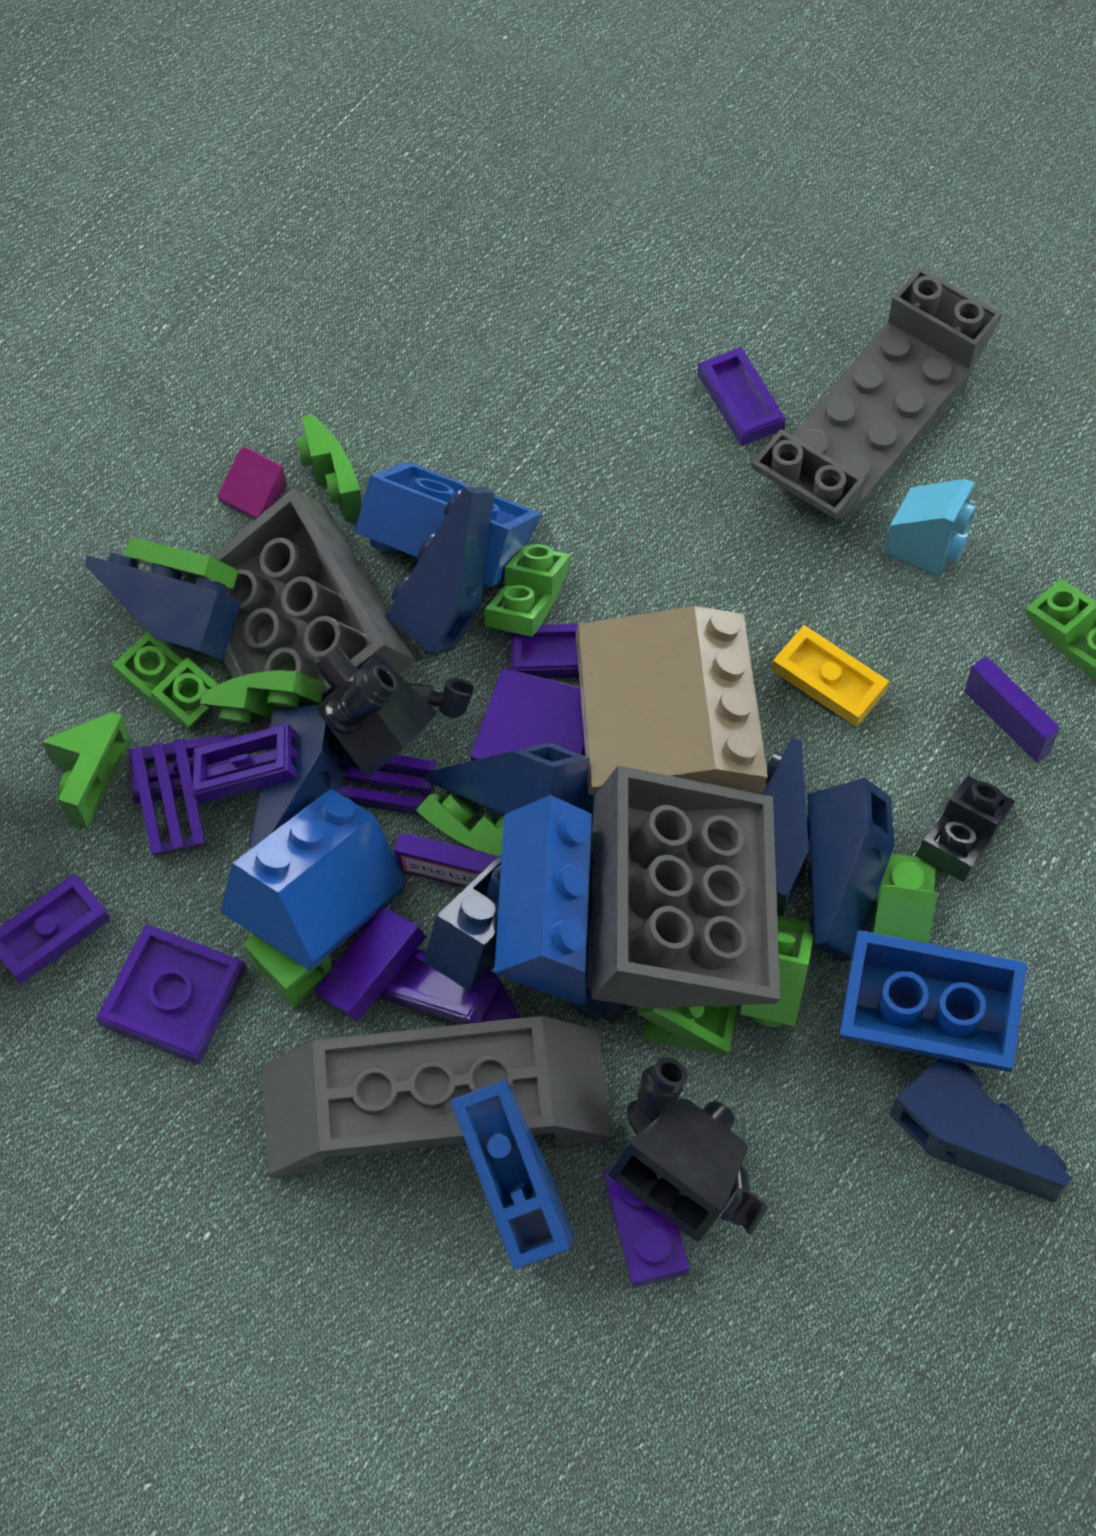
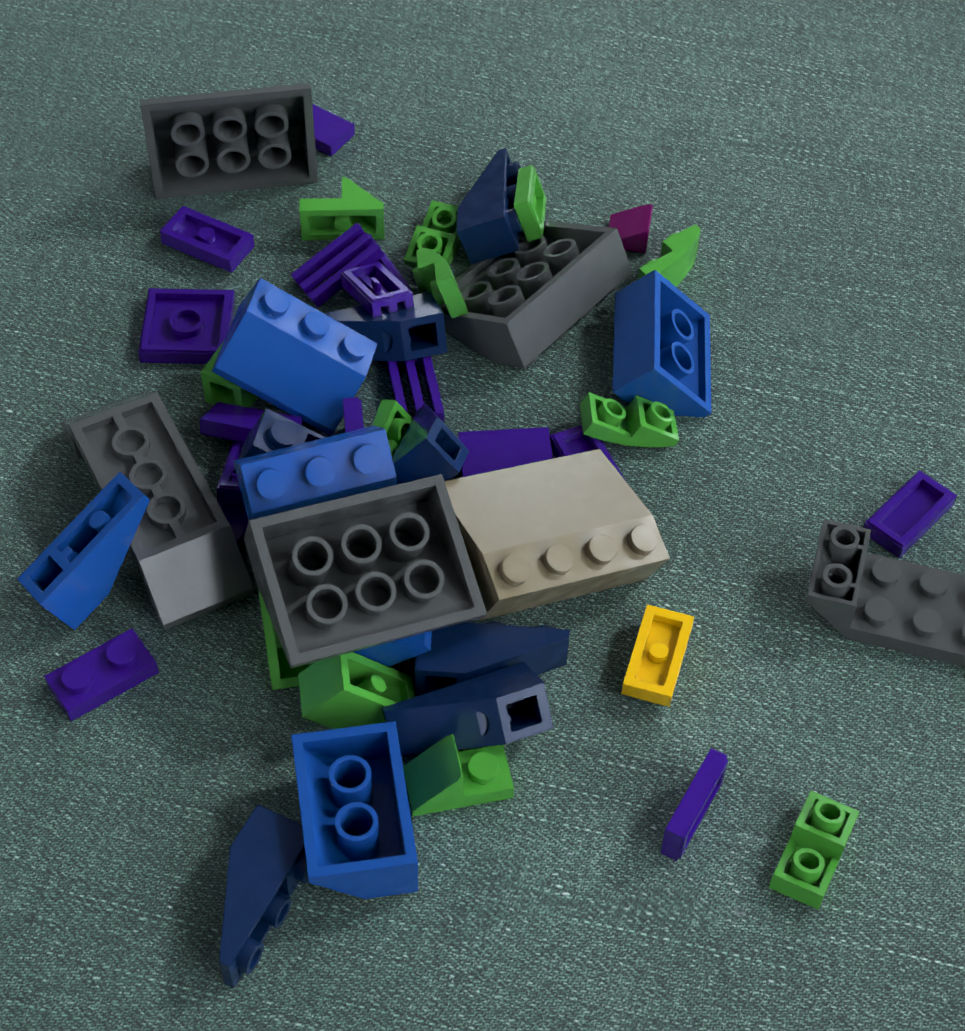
camera: 65 degrees right, 10 degrees down
(377, 710) = (456, 345): black torso -> none
(447, 582) = (597, 350): dark blue slope -> none
(686, 1157) = (152, 668): black torso -> none
(932, 525) = (846, 684): medium azure slope -> none
(965, 828) = (558, 807): black slope -> none

